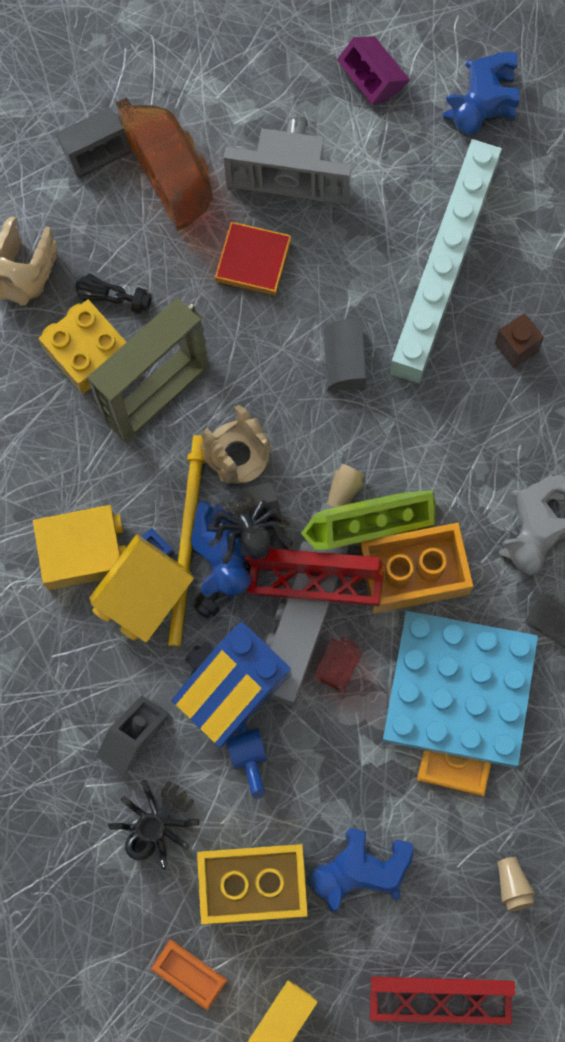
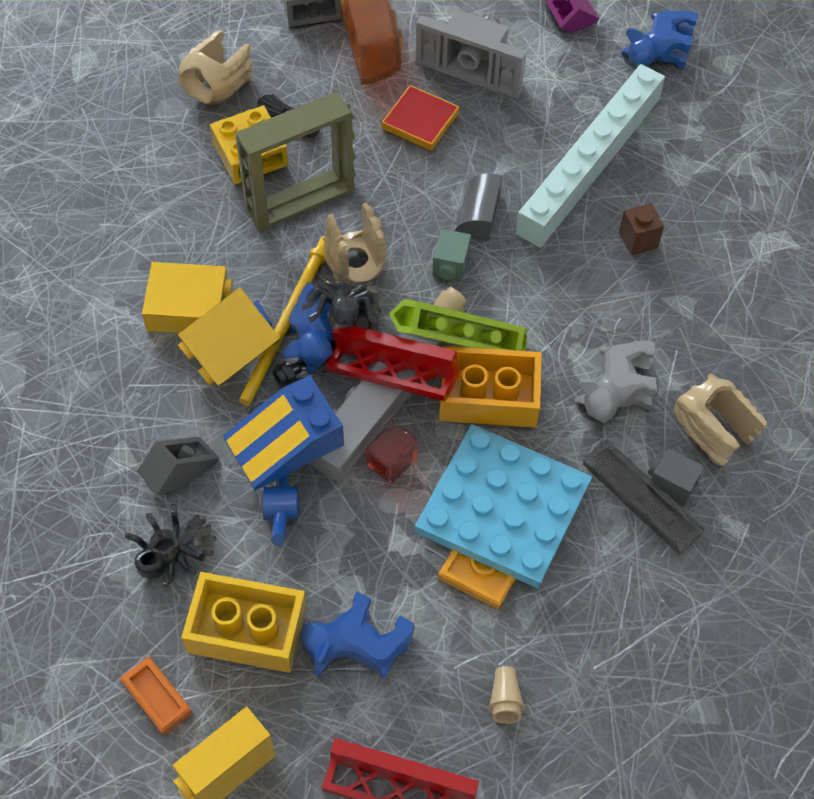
camera: 10 degrees right, 15 degrees down
(334, 423) = (451, 255): none -> sand green brick

